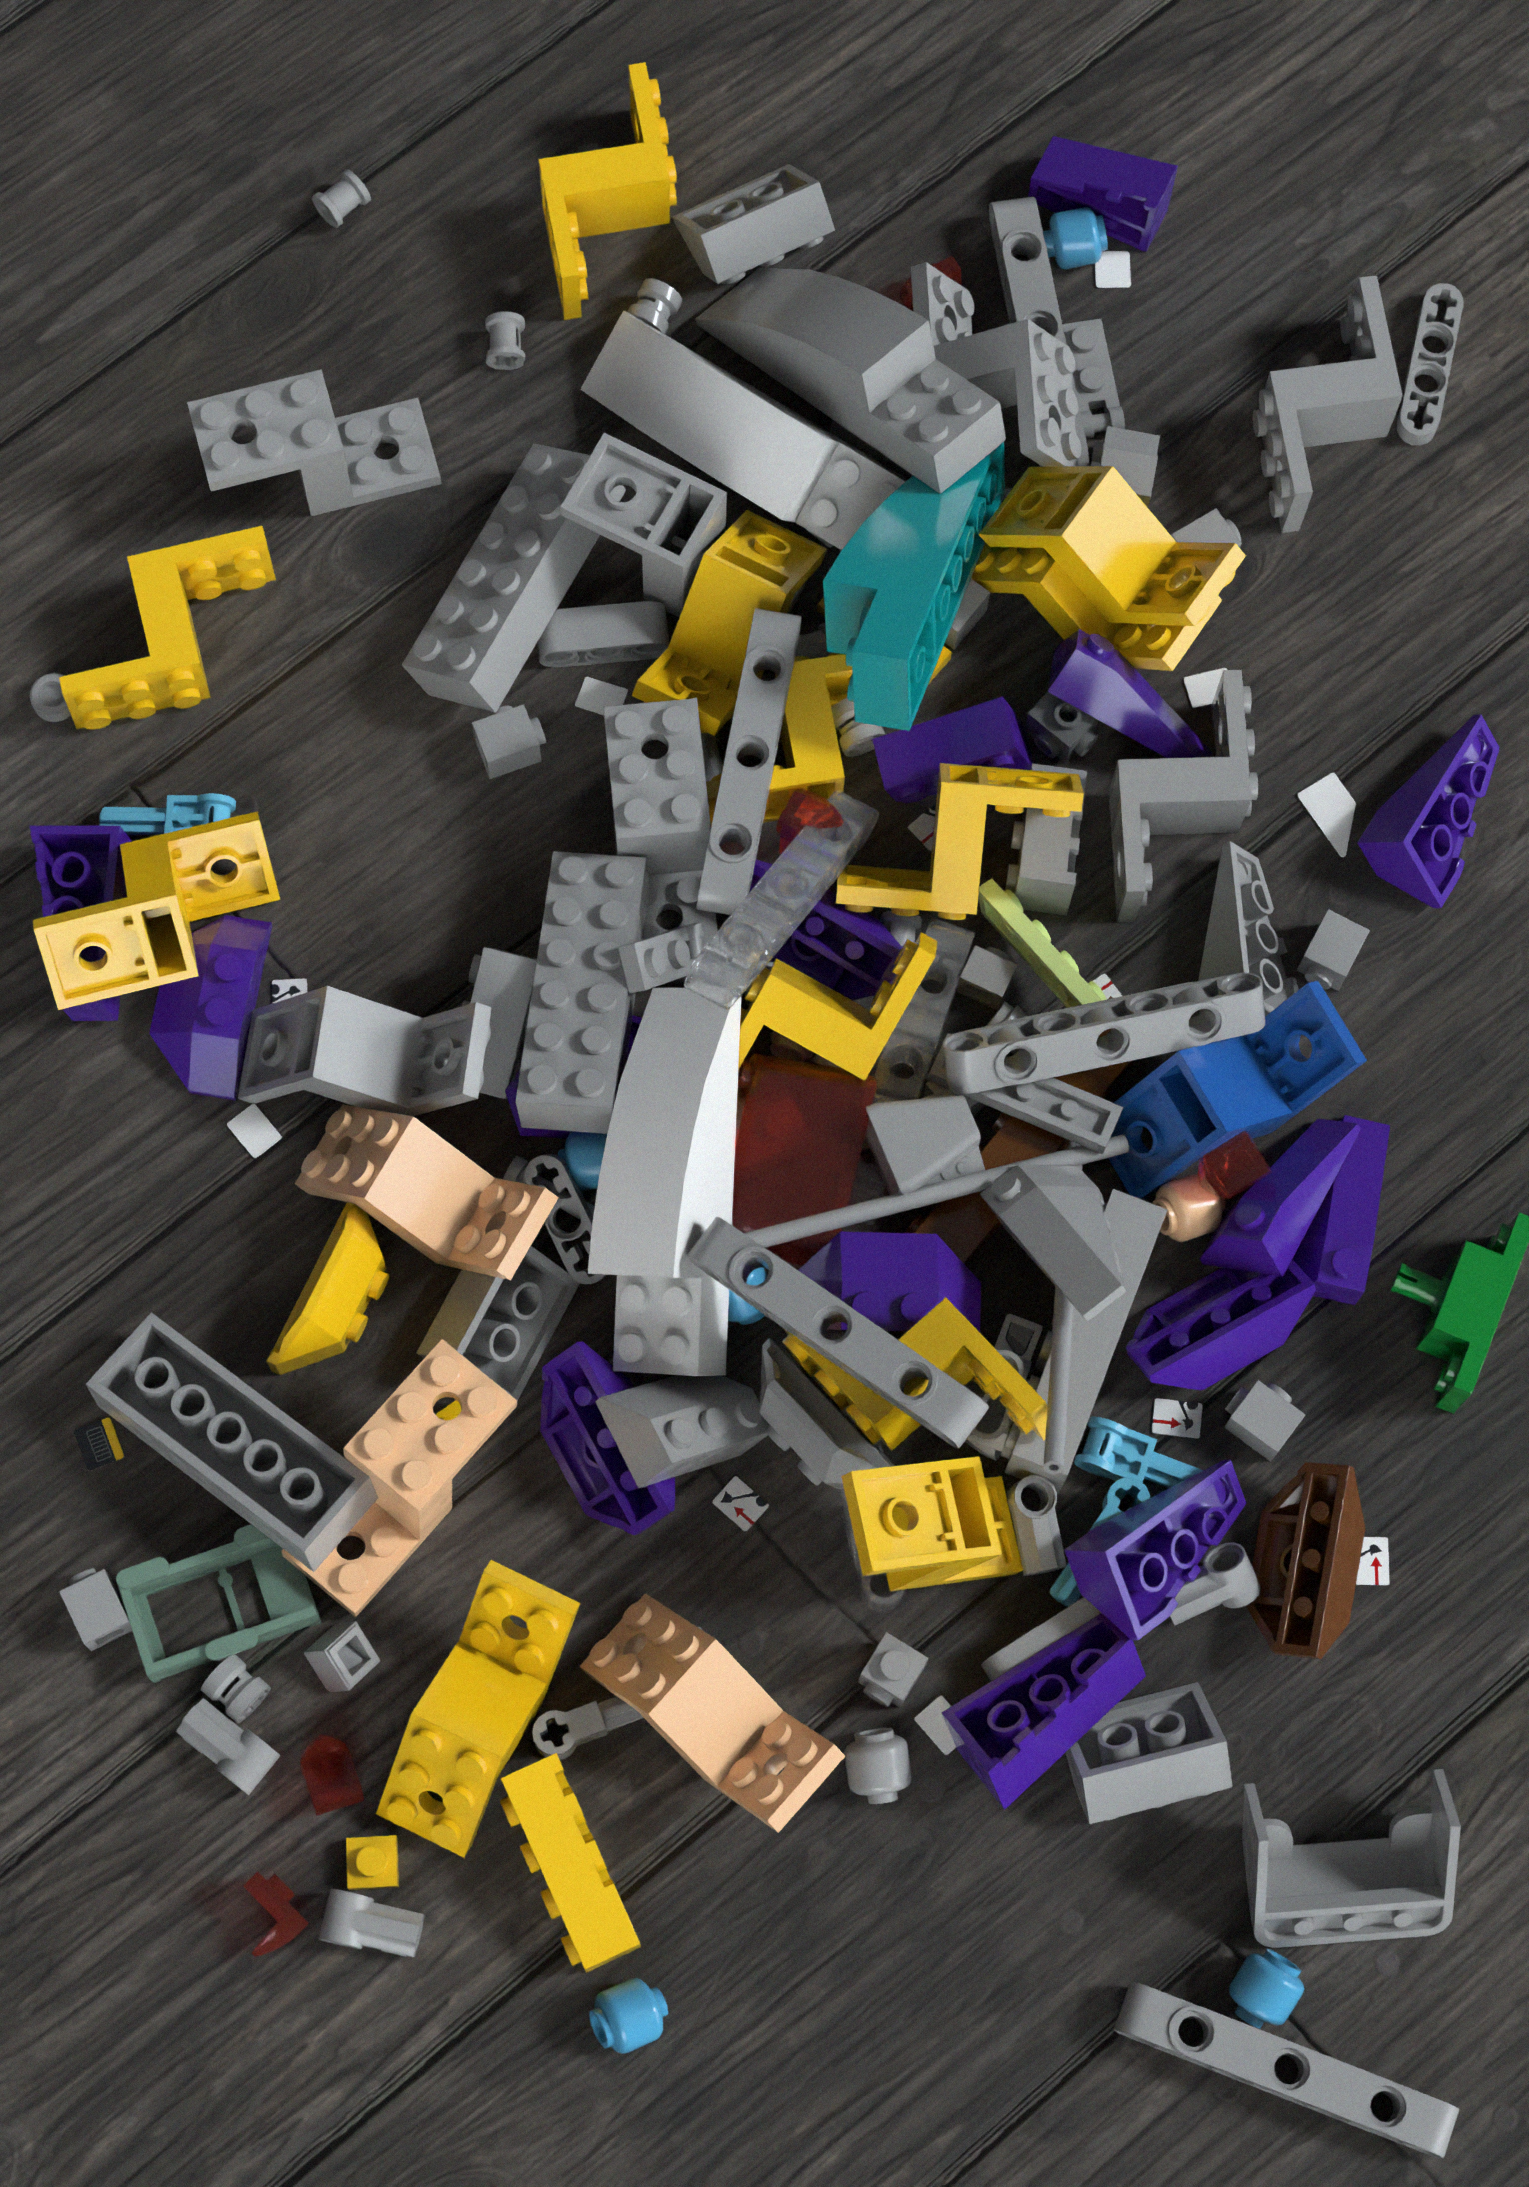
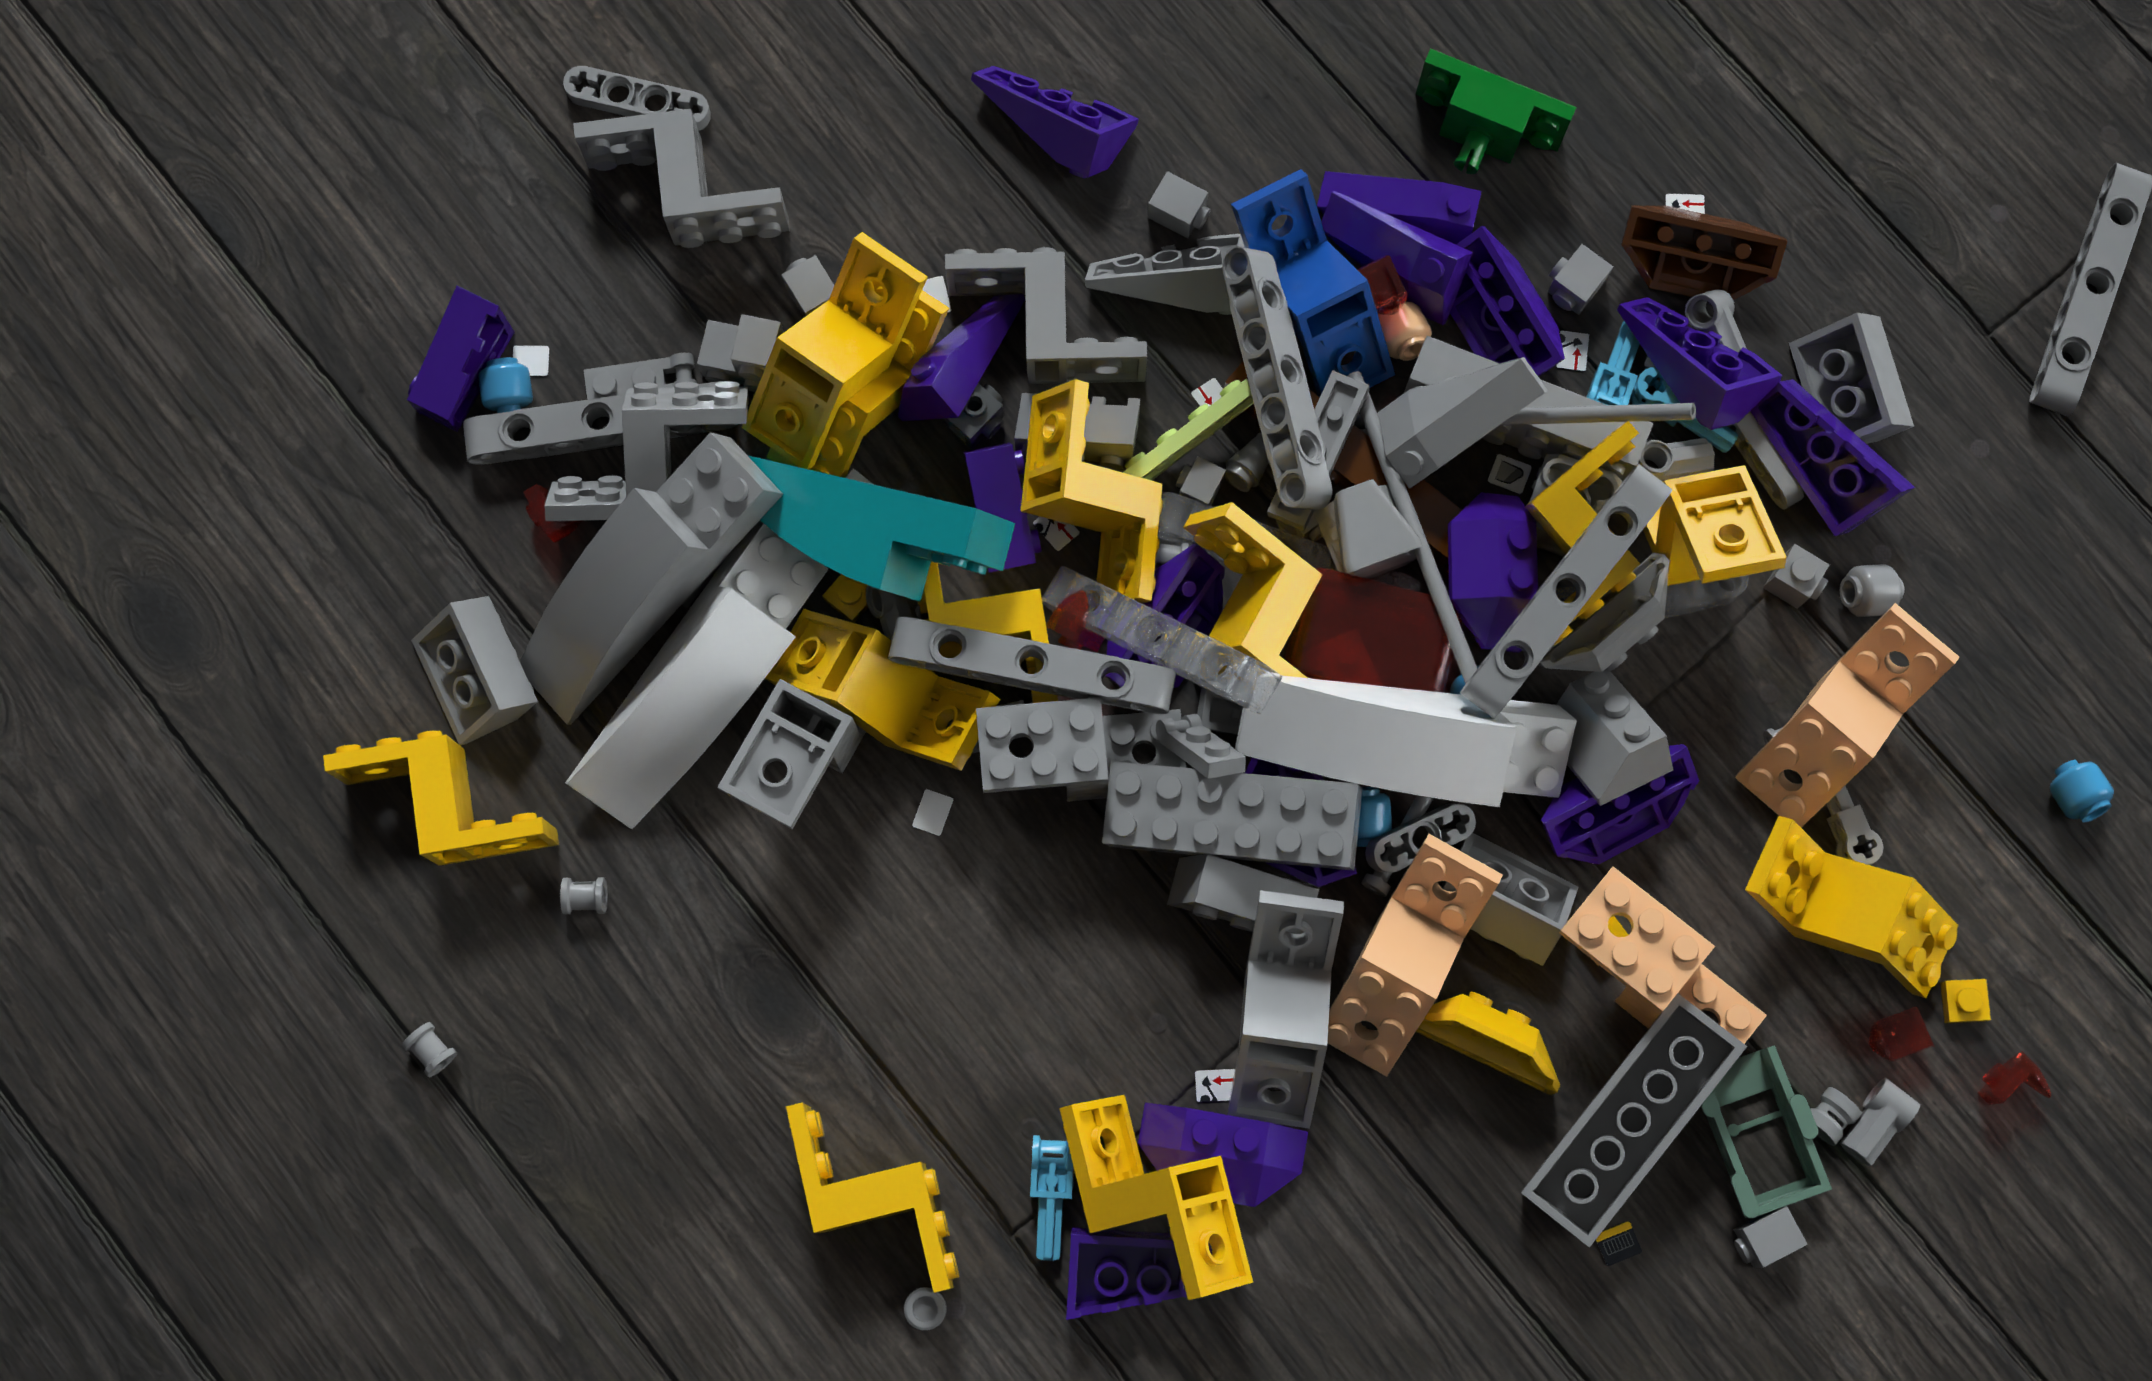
camera: 85 degrees left, 5 degrees up
(254, 1131) = (1335, 1114): white sticker -> none
(301, 433) = (695, 1065): light grey bracket -> none
(342, 1656) = (1798, 1028): light grey slope -> none
(359, 1922) = (2018, 1009): light grey piece -> none
(505, 586) = (831, 886): light grey brick -> none
(508, 740) = (977, 891): light grey brick -> none
(570, 1864) = (1968, 834): yellow wedge -> none
(604, 634) = (877, 808): light grey beam -> none
(656, 304) = (556, 759): light grey wheel -> none
(740, 1503) = (1655, 699): white sticker -> none
(855, 736) = (977, 583): light grey wheel -> none
(935, 1726) = (1828, 546): white sticker -> none
(1266, 1989) = (2032, 299): dark azure head -> none
(1331, 809) = (1045, 203): white sticker -> none
(1353, 1887) = (1943, 225): light grey windscreen -> none

